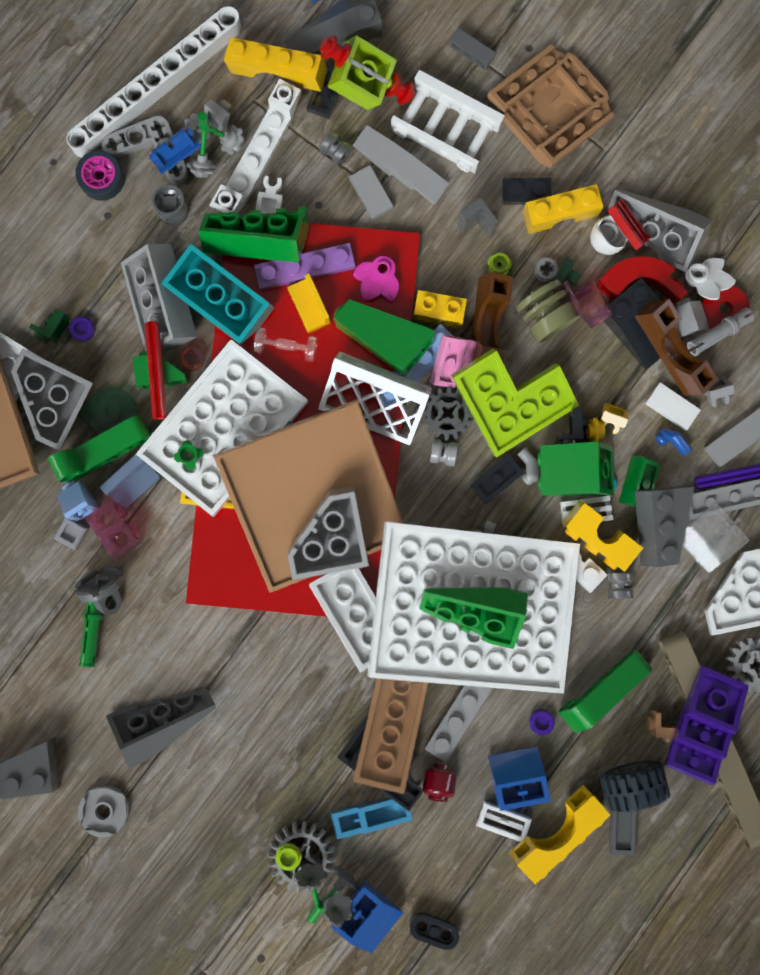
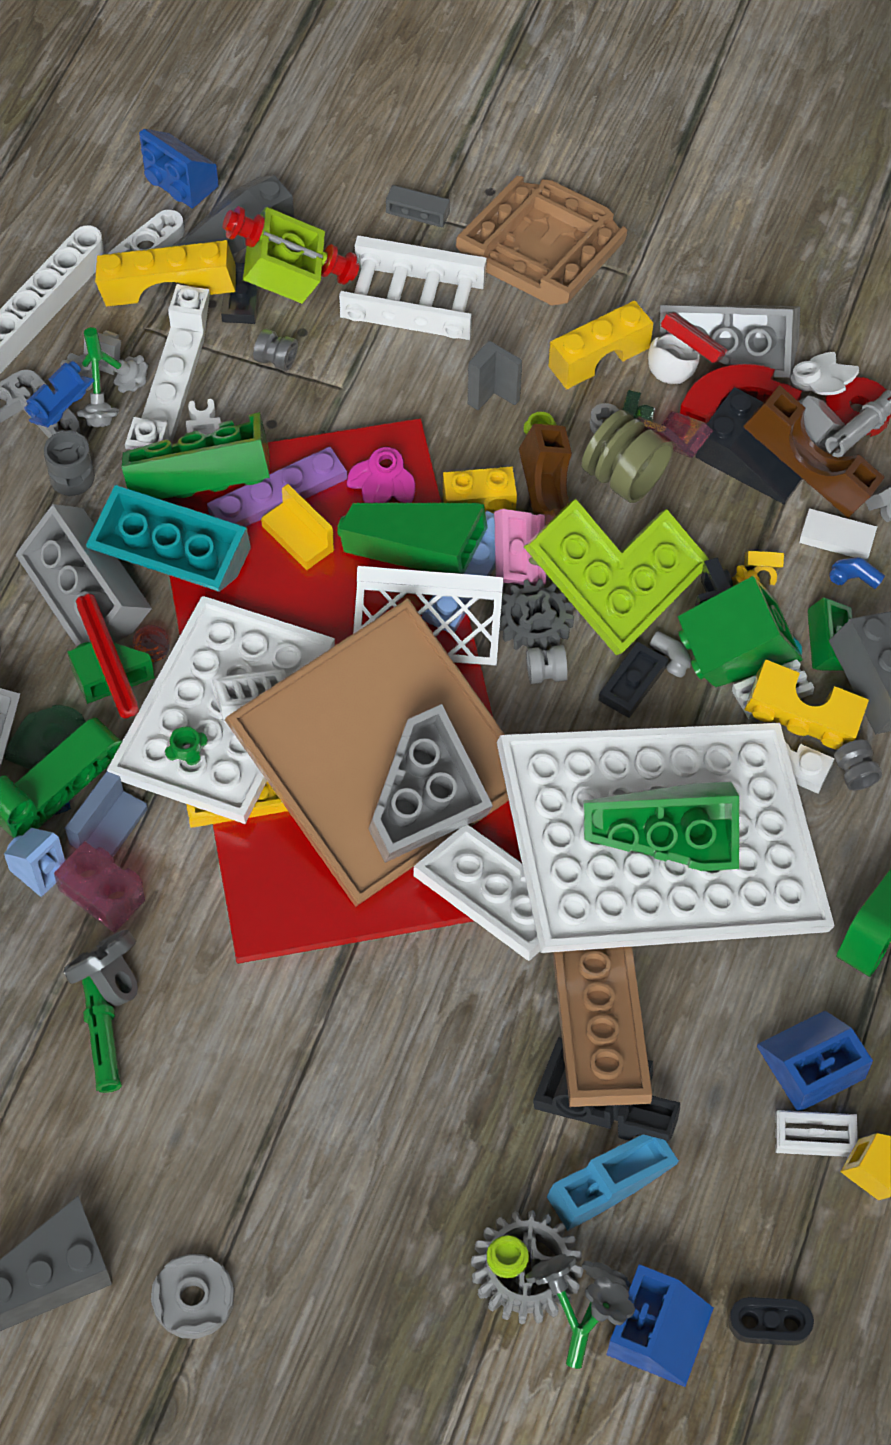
camera: 15 degrees left, 25 degrees down
(71, 533) = (35, 913): light grey tile -> none
(152, 727) = (231, 1152): dark grey wedge -> none
(232, 419) = (238, 684): none -> white slope
(260, 341) = (281, 584): clear wheel -> none
(290, 26) = (152, 230): none -> white beam
(371, 192) = (338, 391): light grey tile -> none
(400, 164) = (365, 344): light grey slope -> none
(439, 783) = (700, 1099): dark red head -> none
(456, 721) = (694, 1006): light grey plate -> none
(522, 190) = (533, 342): black plate -> none
(541, 722) = (818, 979): dark purple tile -> none

